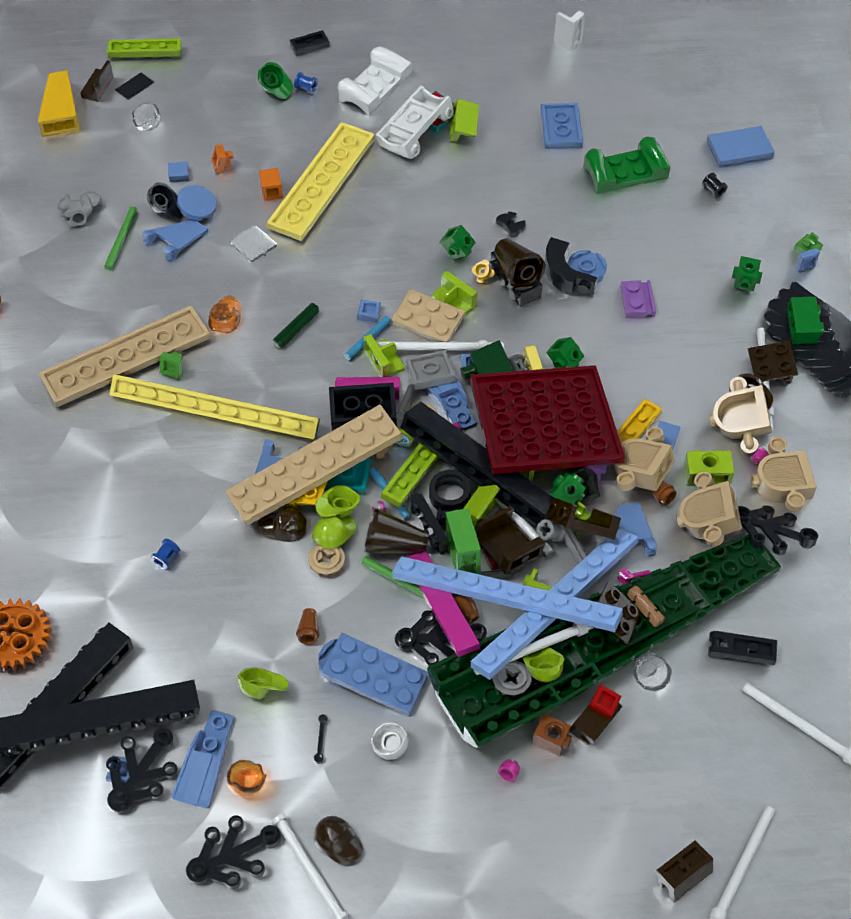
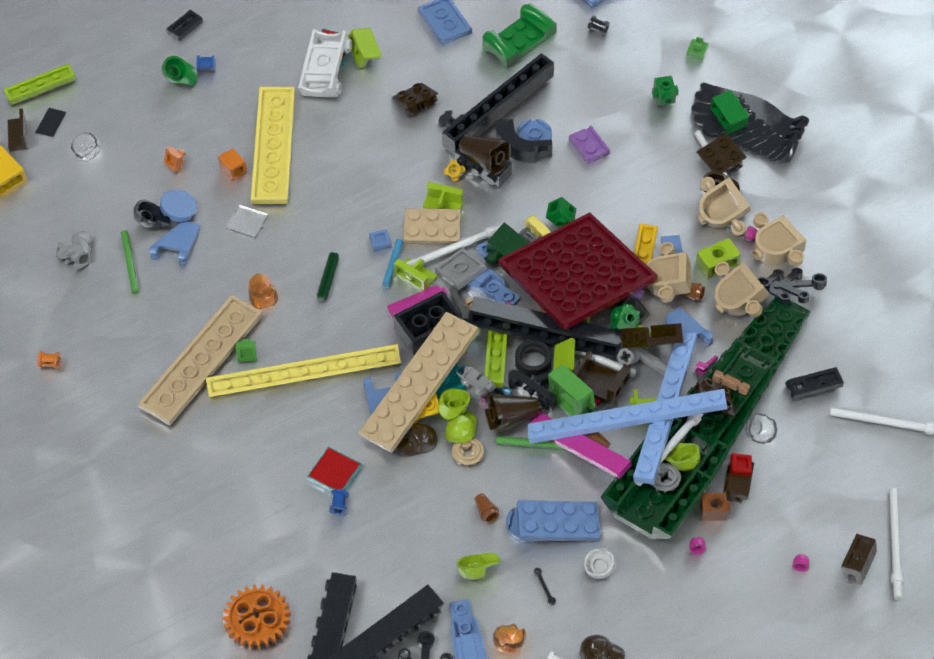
camera: 25 degrees left, 0 degrees up
(178, 171) = (142, 184): medium blue tile -> none
(182, 520) = (334, 470): none -> red tile
(373, 489) = (470, 378): none -> light grey hinge
(377, 81) = (265, 38): white piece -> none
(435, 638) = (586, 474): black plant -> none
(457, 242) = (421, 154): green brick -> none
(493, 183) = (416, 98): none -> dark brown hinge
(569, 220) = (499, 102): none -> black brick
(615, 844) = (801, 563): none -> dark pink hinge
(807, 260) = (703, 61): medium blue tile -> none

